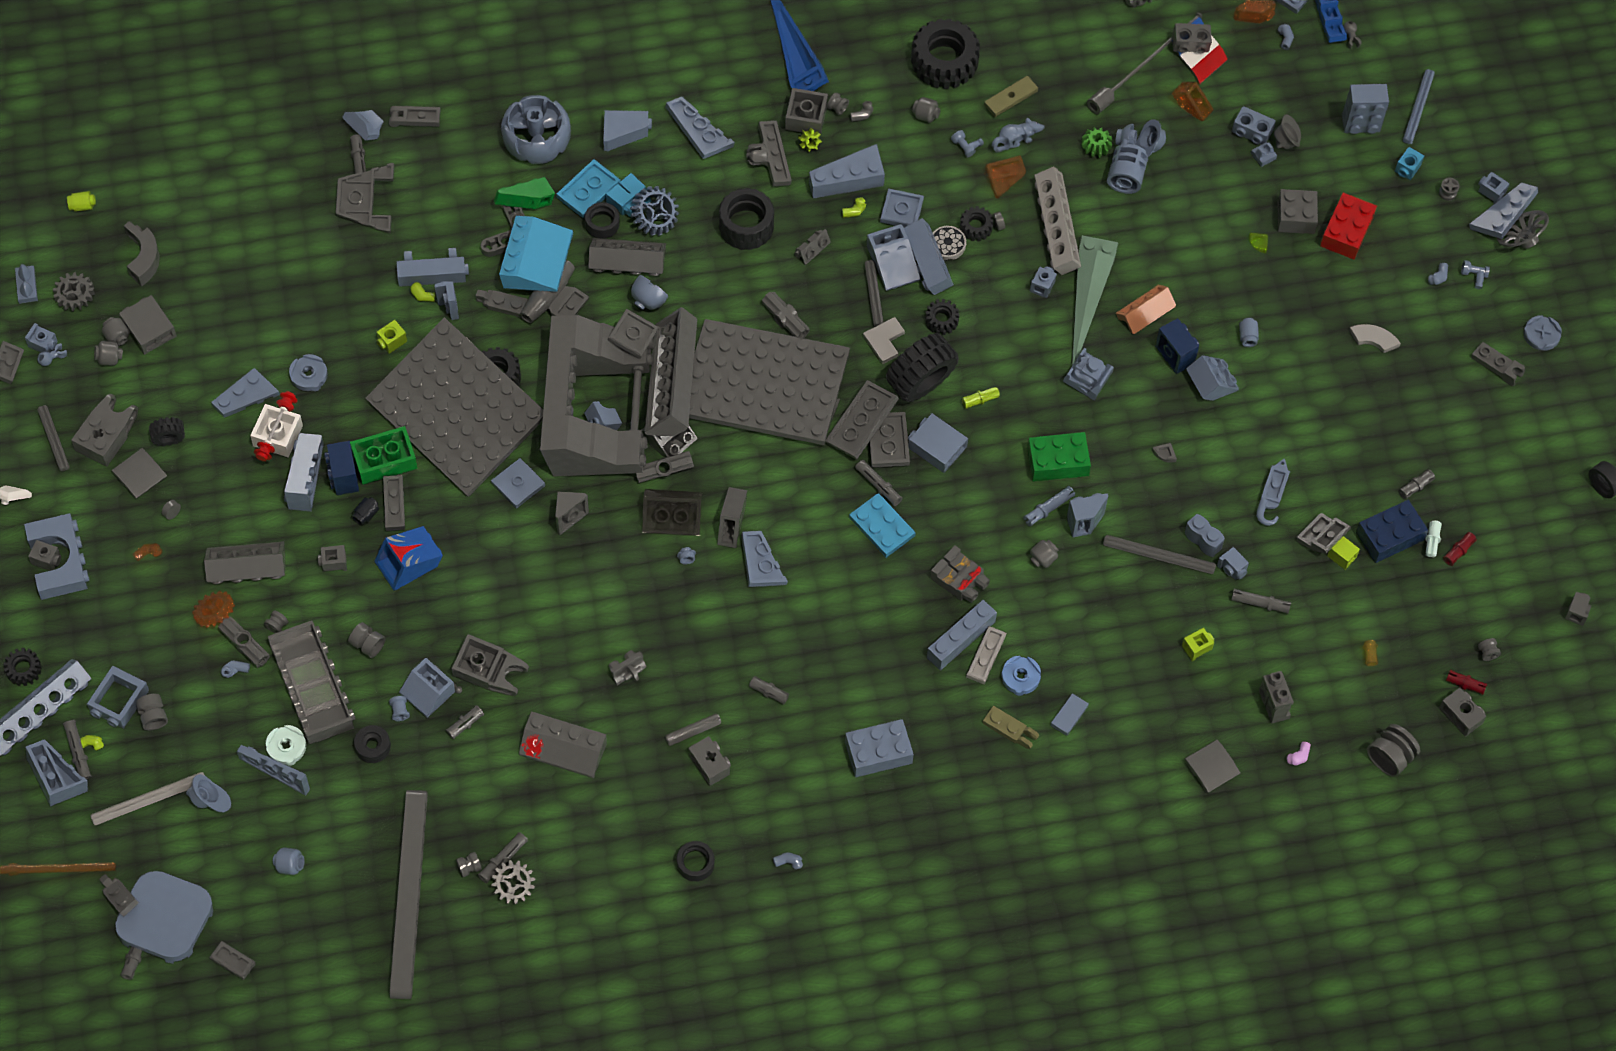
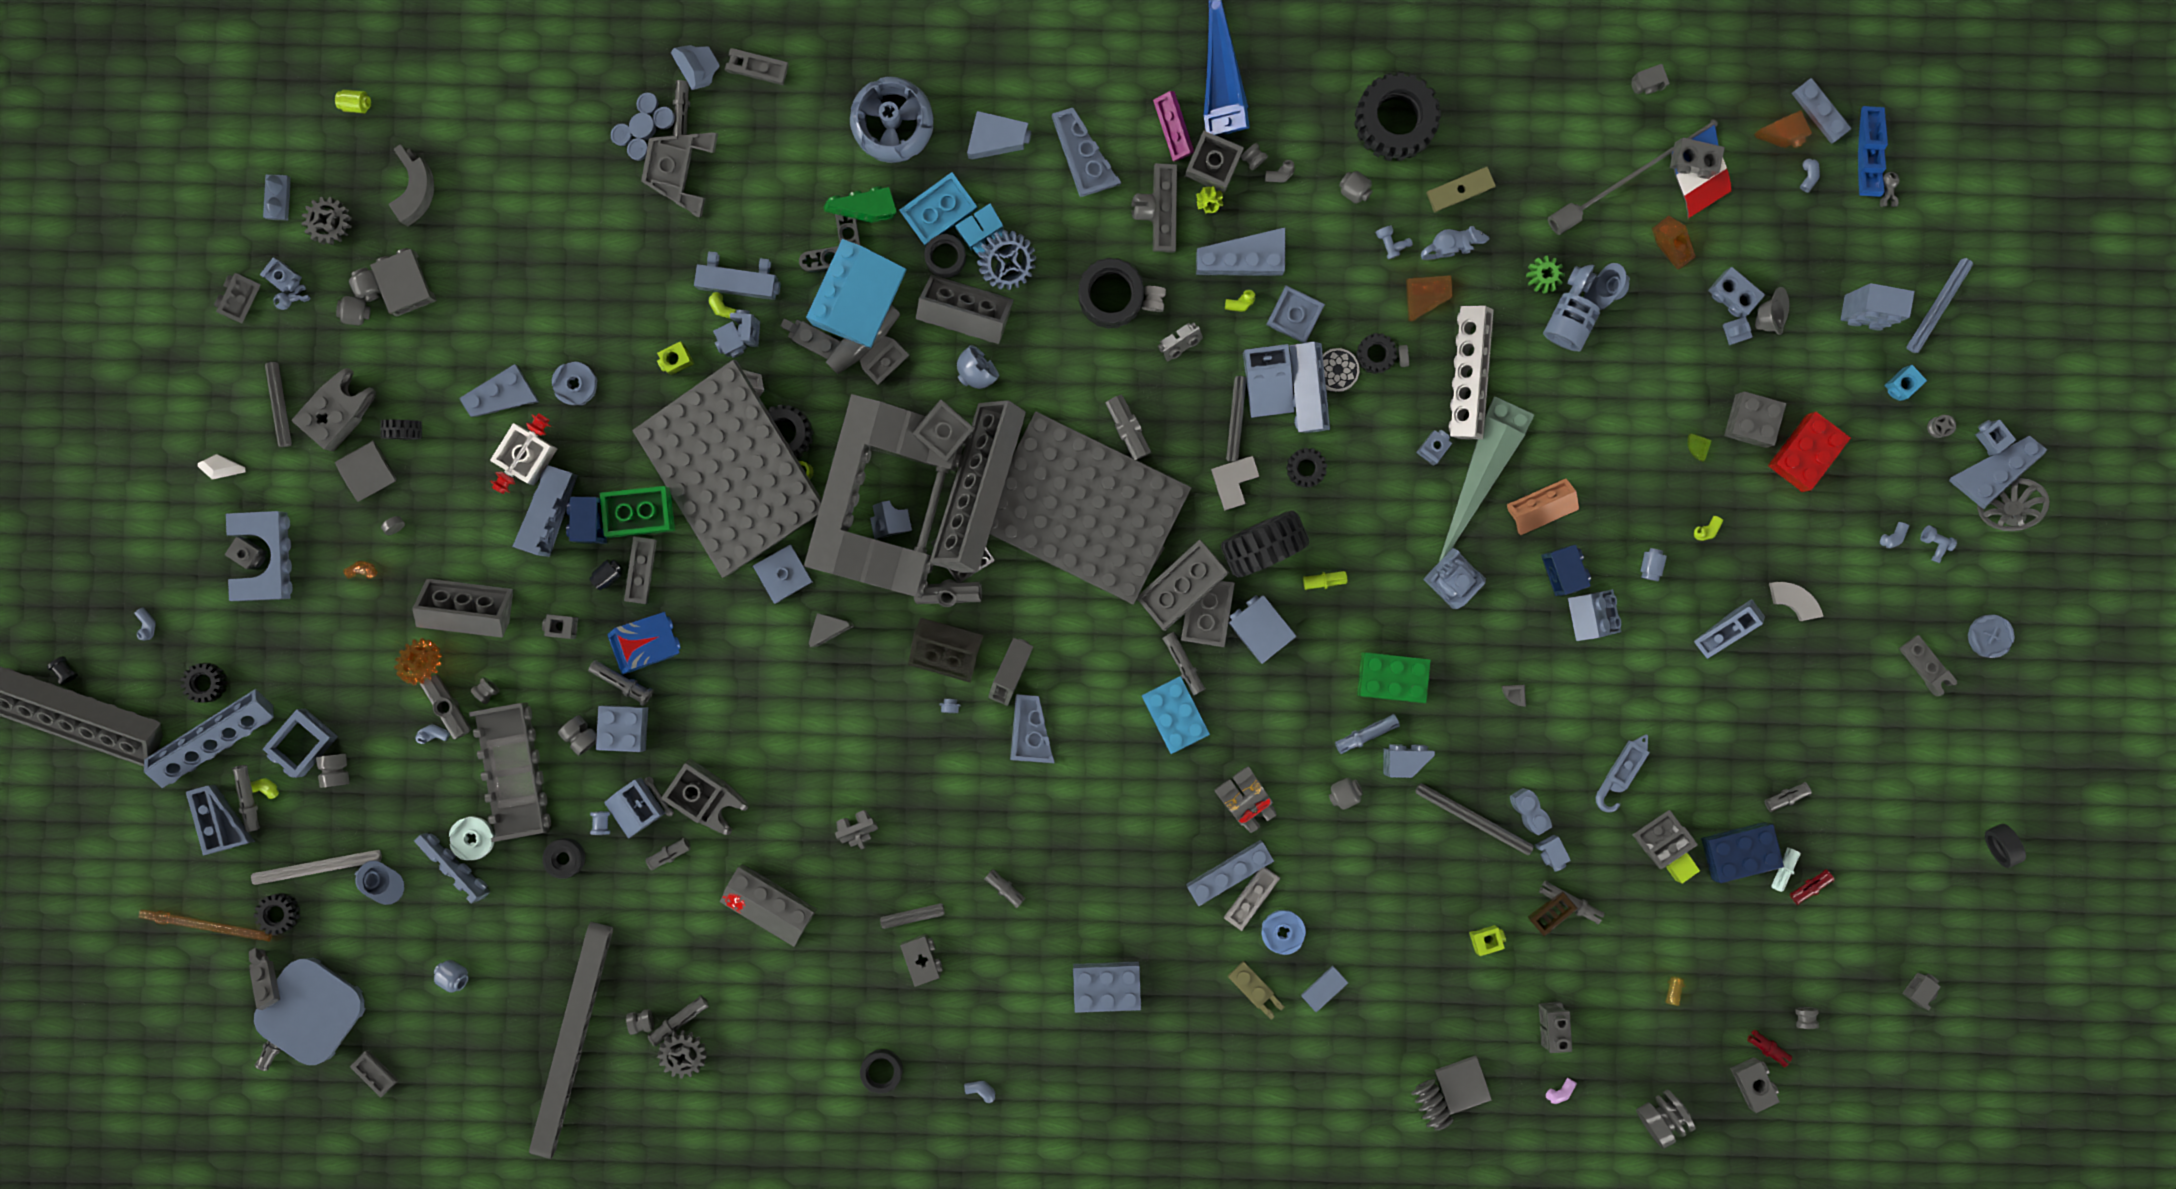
camera: 20 degrees right, 25 degrees up
(111, 835) = (288, 907): none -> black tyre
(328, 175) = (642, 126): none -> sand blue piece
(403, 595) = (629, 687): none -> dark grey pin
(404, 627) = (622, 728): none -> sand blue brick
(434, 312) = (729, 341): none -> sand blue brick
(767, 94) = (1173, 126): none -> magenta plate
(783, 221) = (1153, 298): none -> light grey wheel
(1188, 785) = (1433, 1105): none -> dark grey piece
(1240, 625) = (1551, 924): none -> dark brown slope
(1287, 301) = (1710, 531): none -> lime arm
(1327, 366) = (1730, 629): none -> sand blue slope

